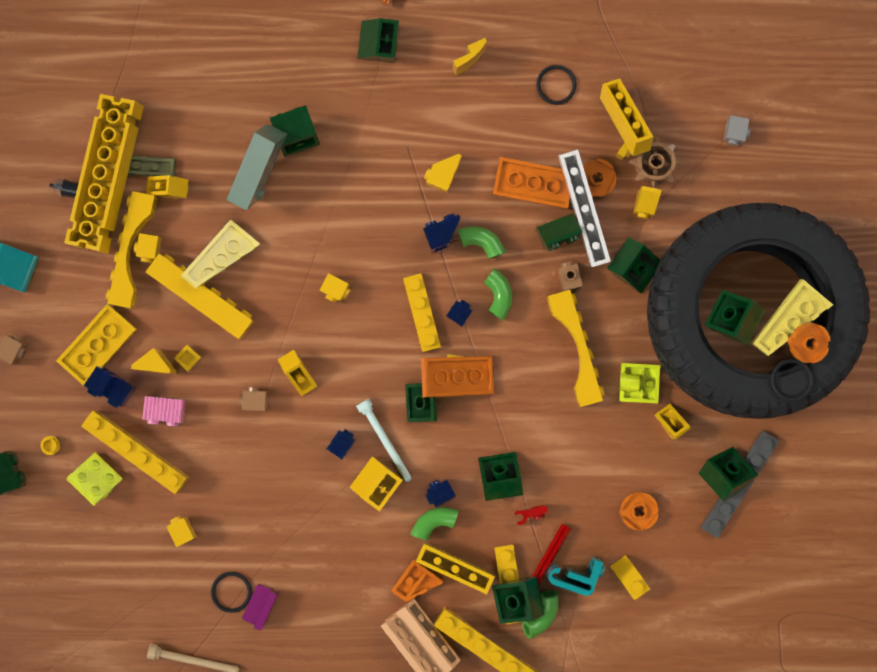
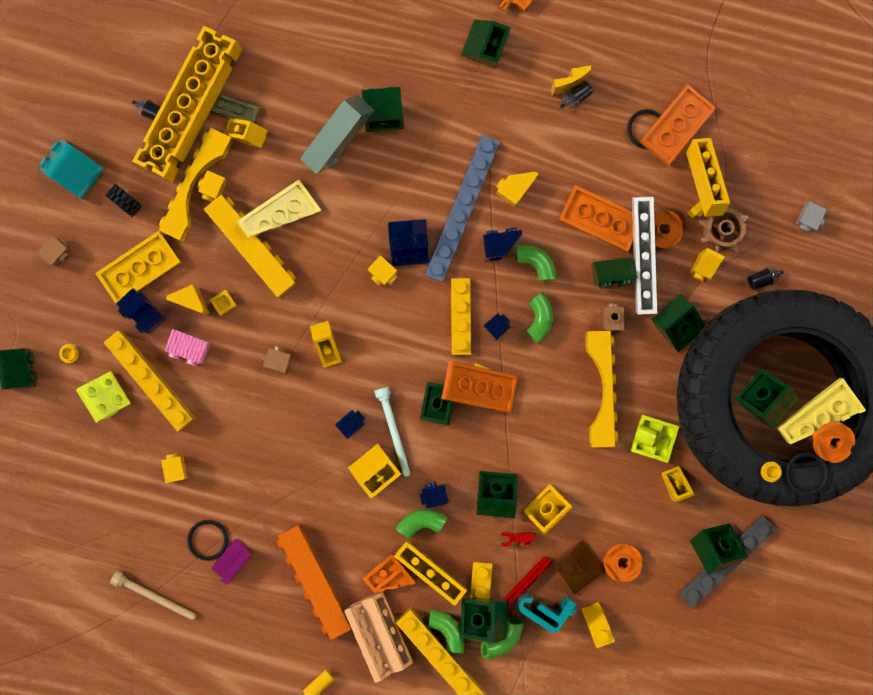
camera: 10 degrees right, 0 degrees up
(65, 283) = (123, 200): none -> black tyre
(345, 606) = (315, 582): none -> orange brick
(353, 253) = (408, 242): none -> clear blue slope
(396, 207) = (462, 208): none -> sand blue plate
(479, 69) = (576, 95): none -> black piece
(488, 618) = (449, 628): none -> bright green cylinder
(553, 477) = (547, 509): none -> yellow slope
(585, 73) = (677, 125): none -> orange tile
(597, 526) = (578, 567): none -> reddish brown slope
(706, 200) = (764, 278): none -> black piece
(756, 386) = (771, 471): none -> yellow plate

